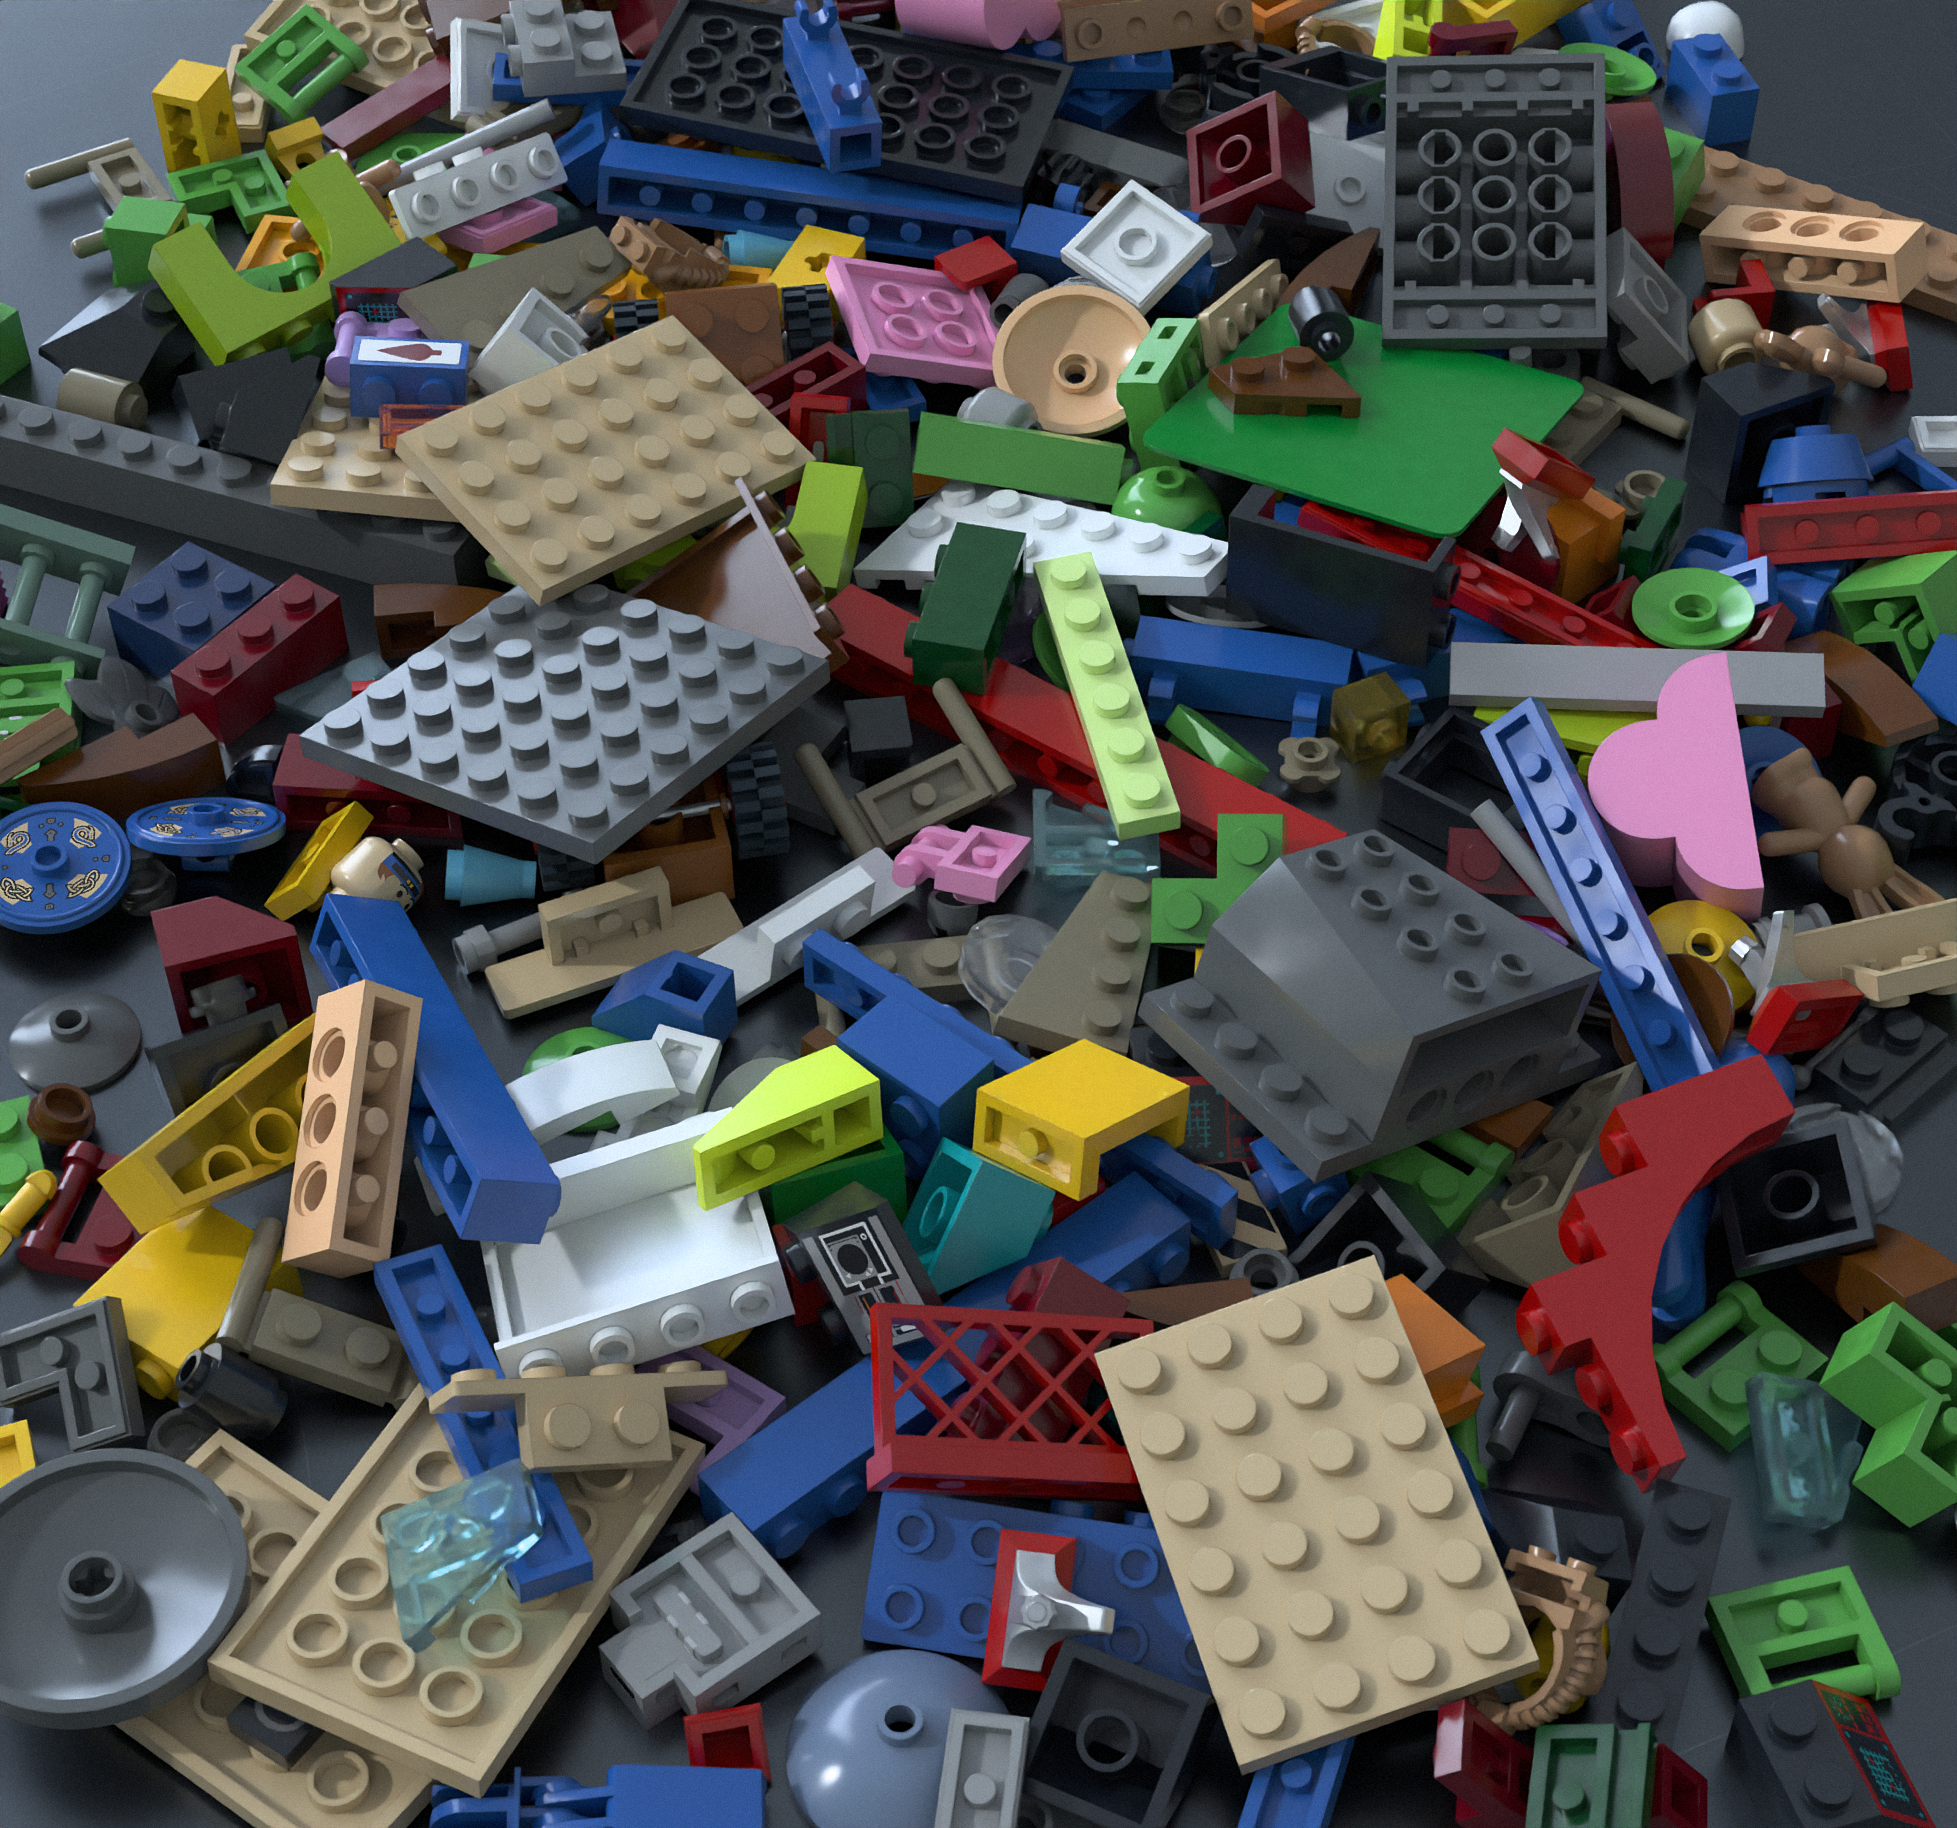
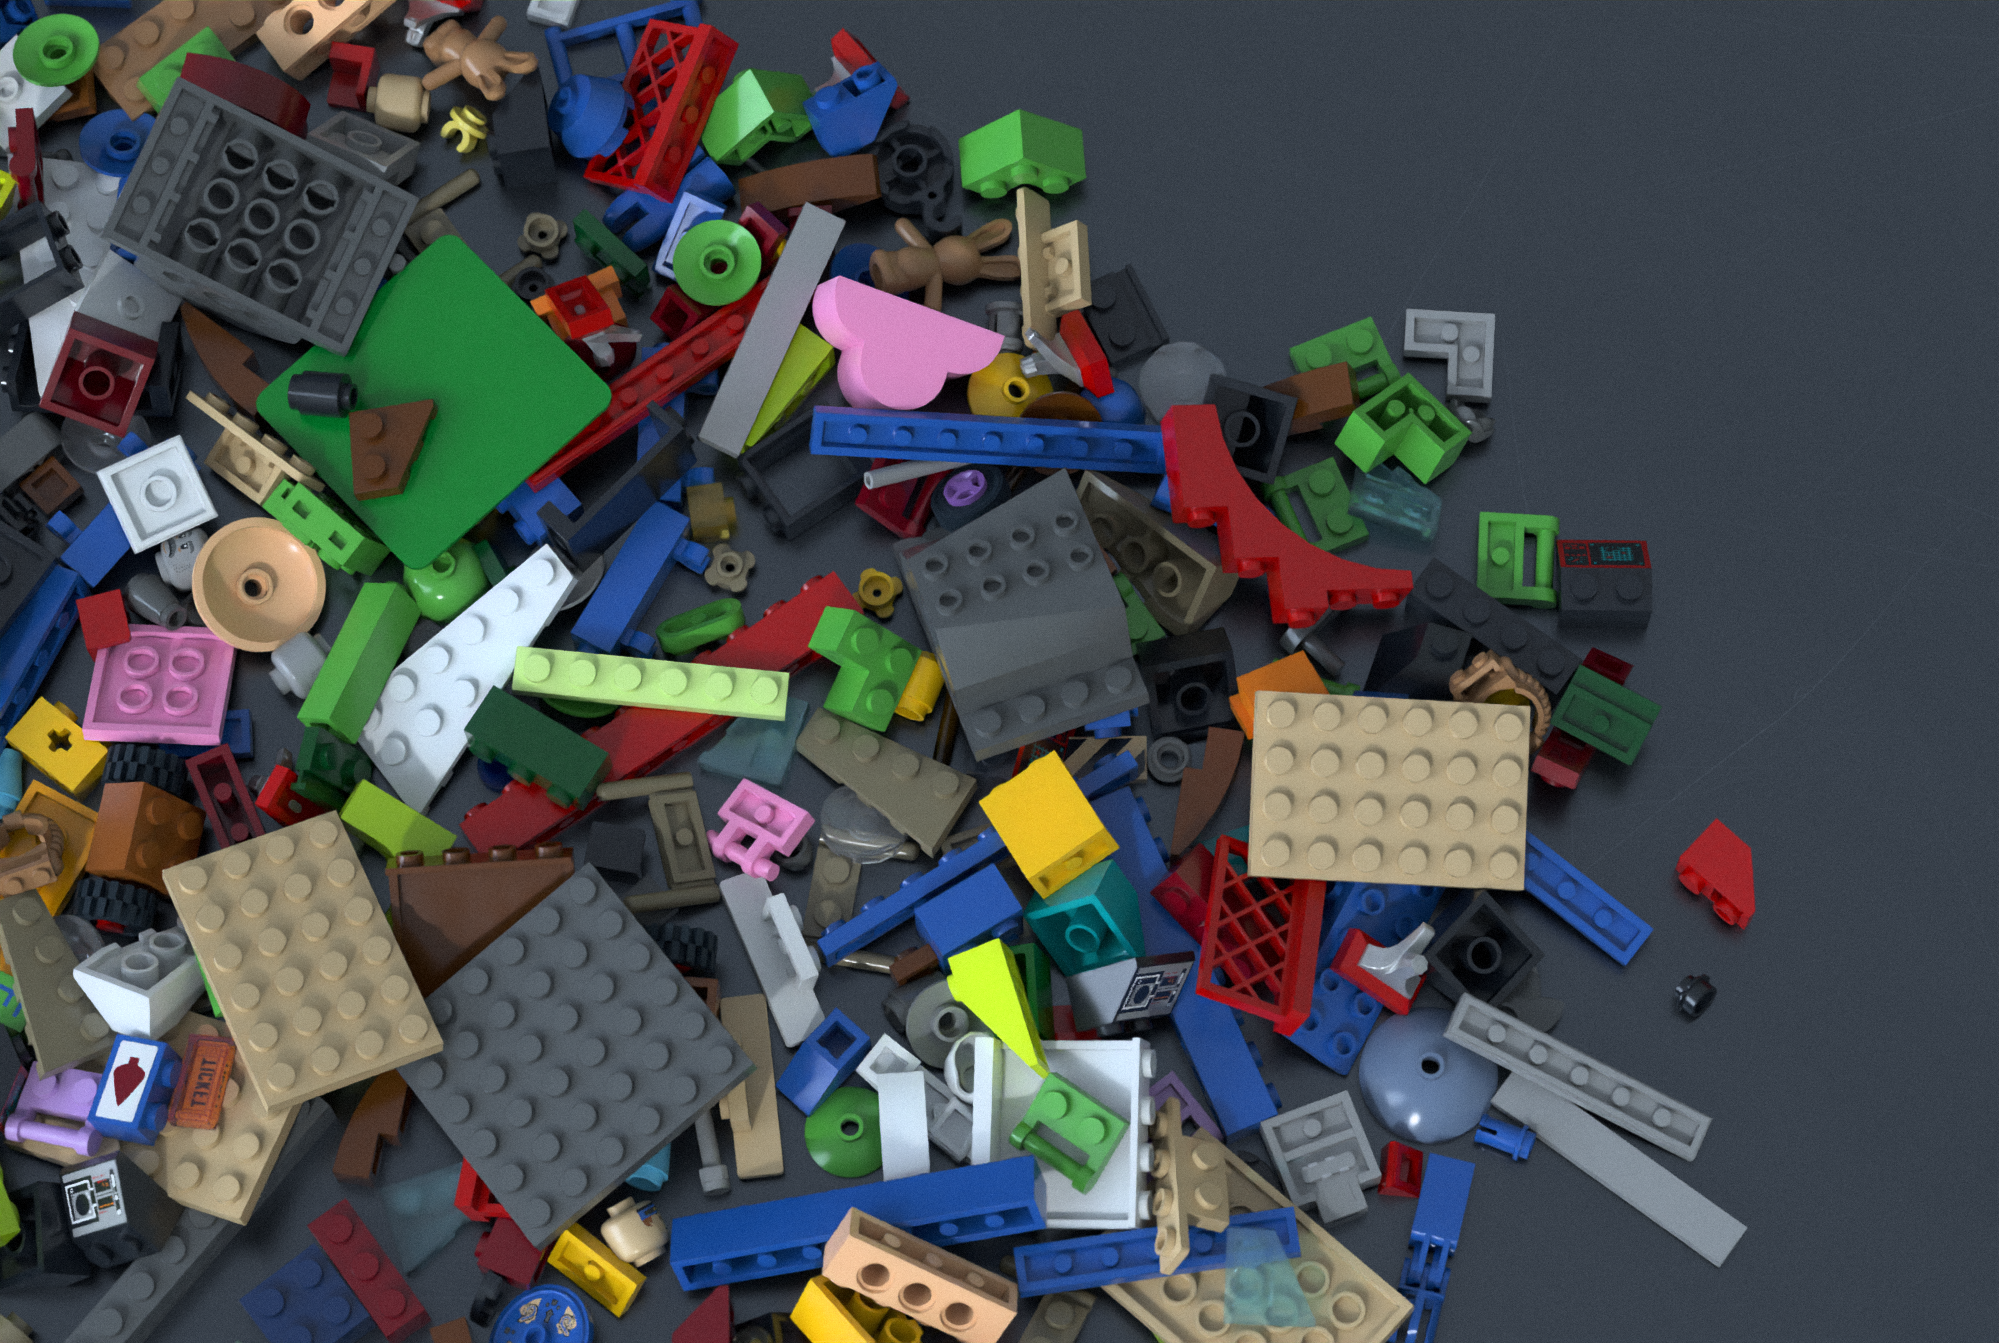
camera: 70 degrees left, 25 degrees up
(652, 1255) = (1080, 1121): none -> bright green plate

